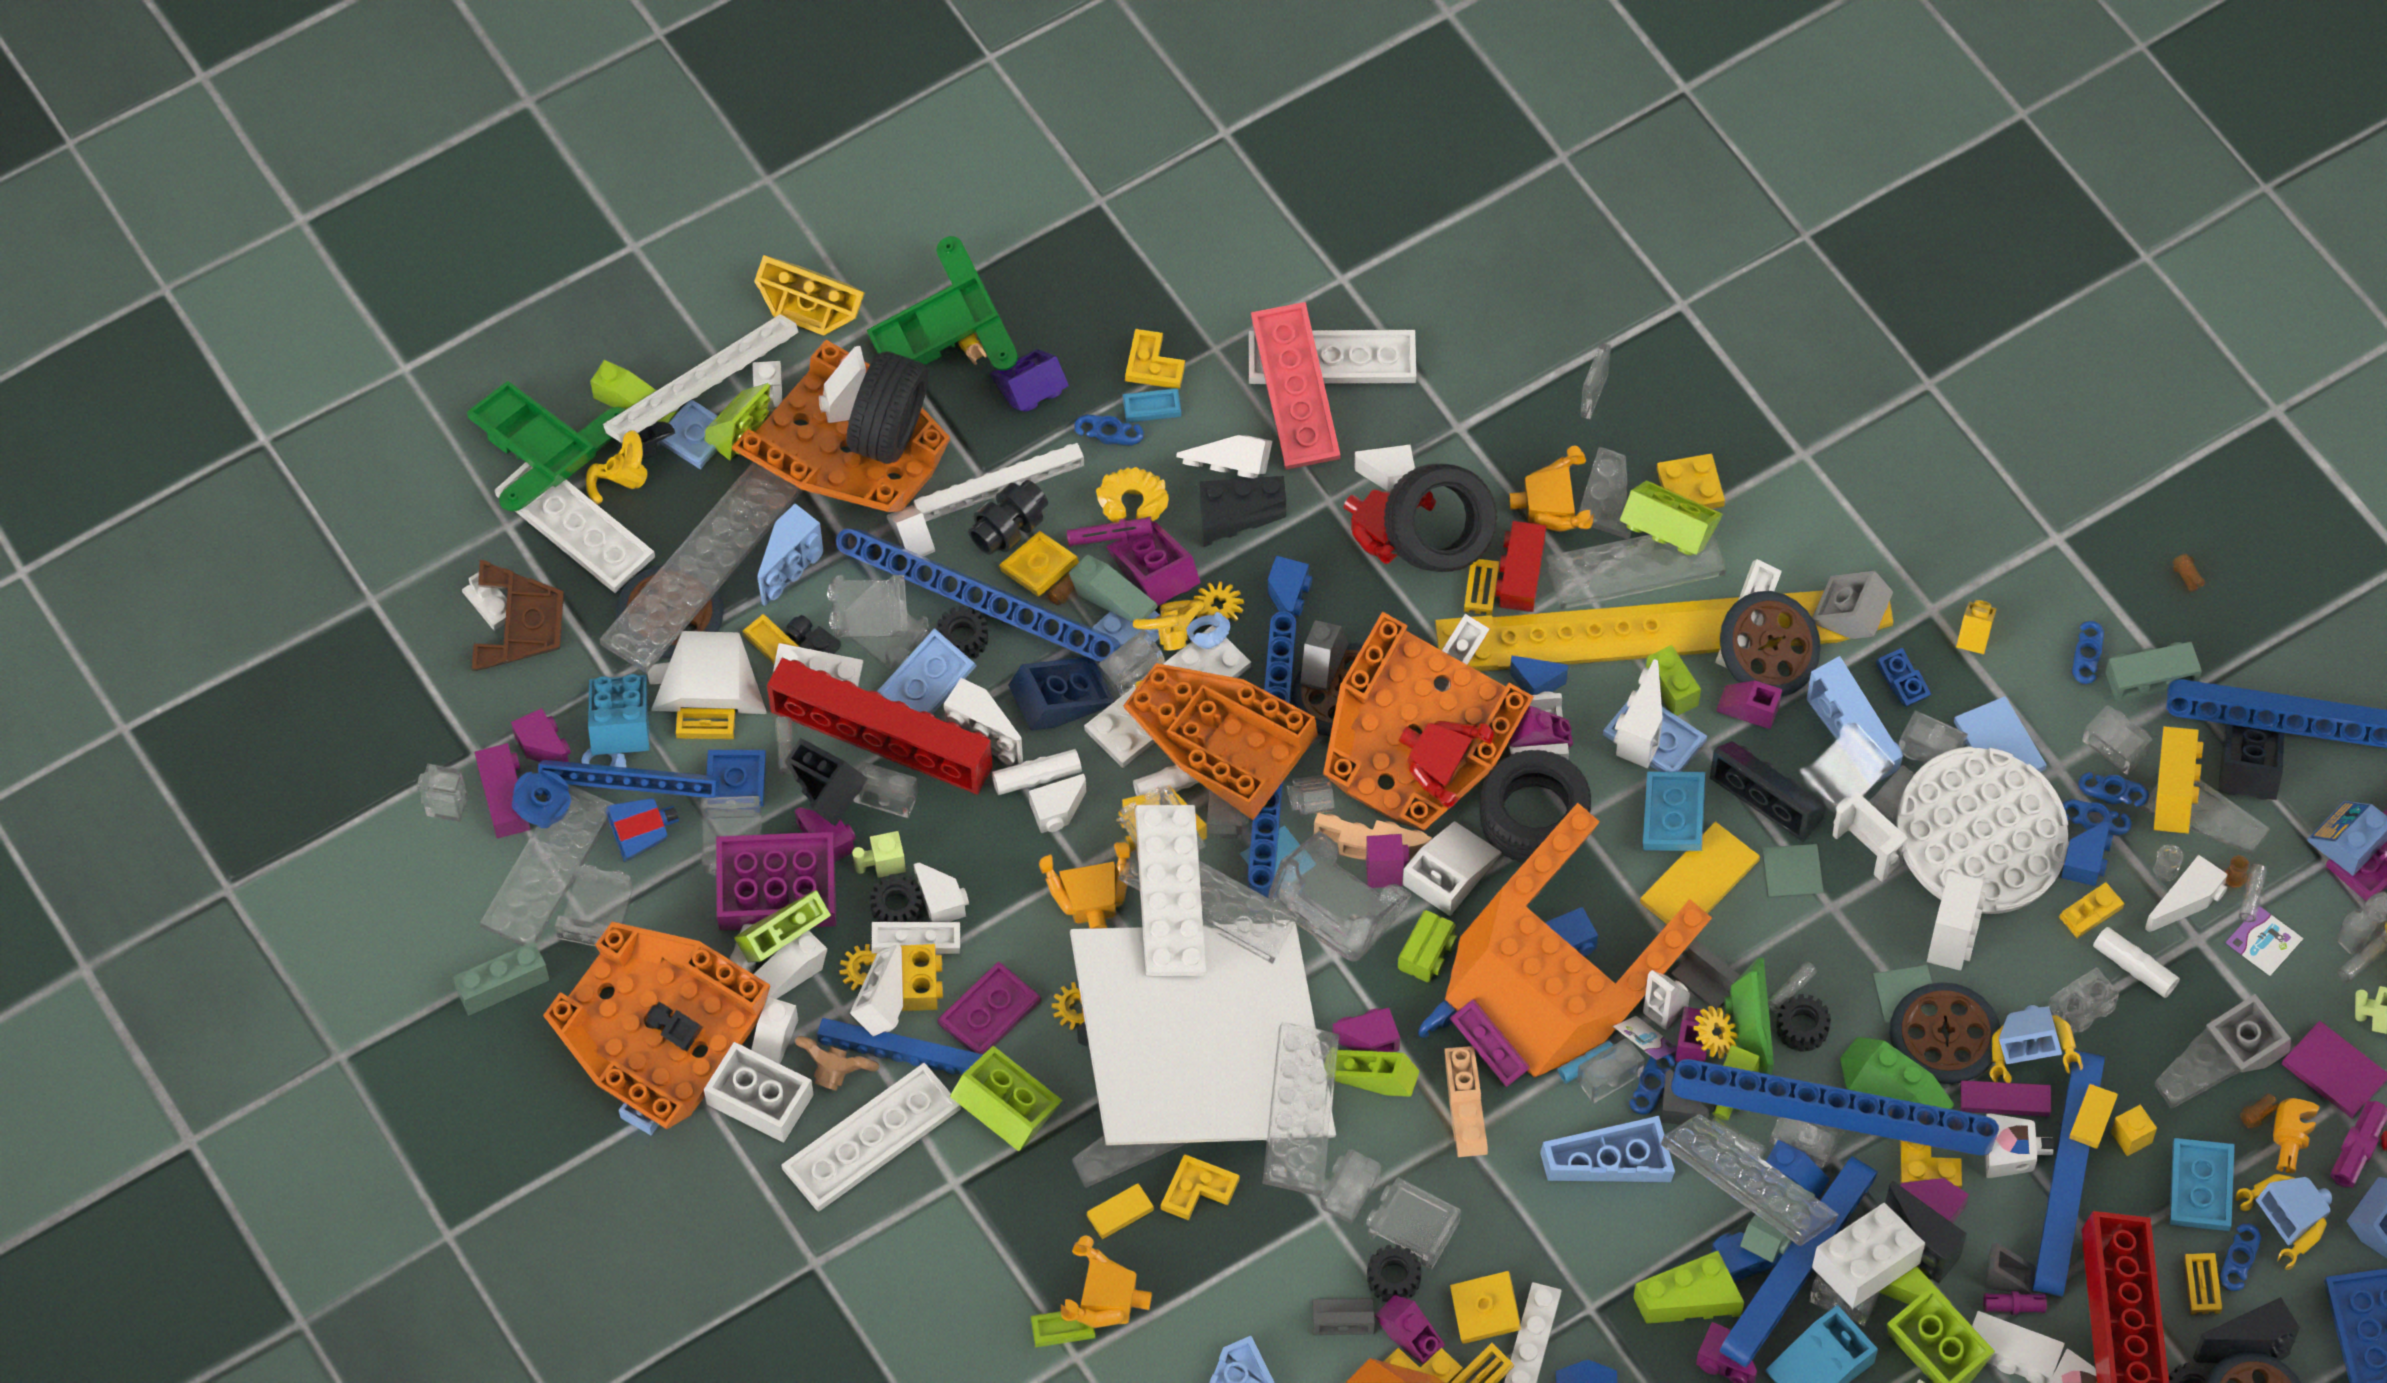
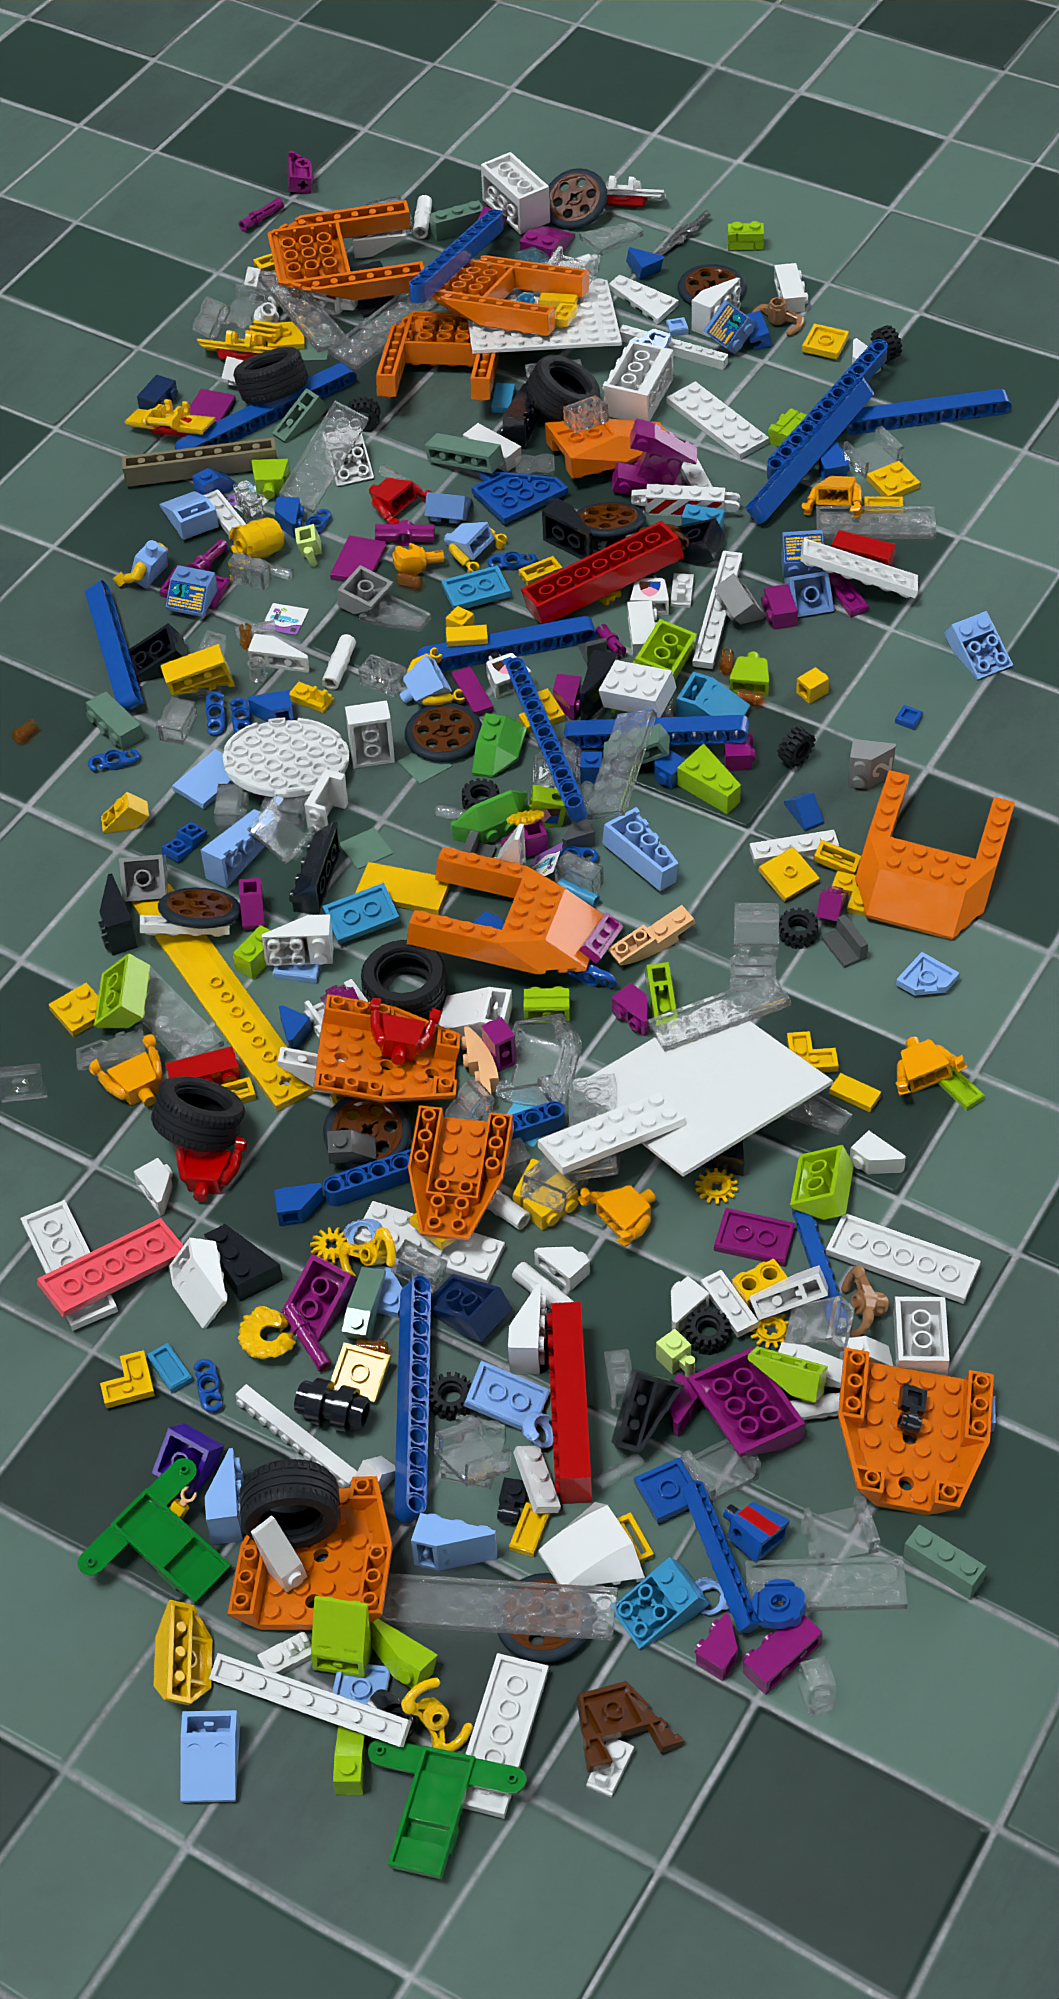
camera: 115 degrees left, 10 degrees down
(697, 471) = (401, 1655): none -> lime slope
(701, 284) = (209, 1756): none -> light blue slope
(818, 991) = (821, 1322): none -> clear panel
(870, 674) = (531, 1433): none -> light blue piece
(955, 386) = (223, 1502): none -> light blue slope
(1017, 1179) = (876, 1156): none -> white slope
(1802, 551) = (115, 920): none -> black slope

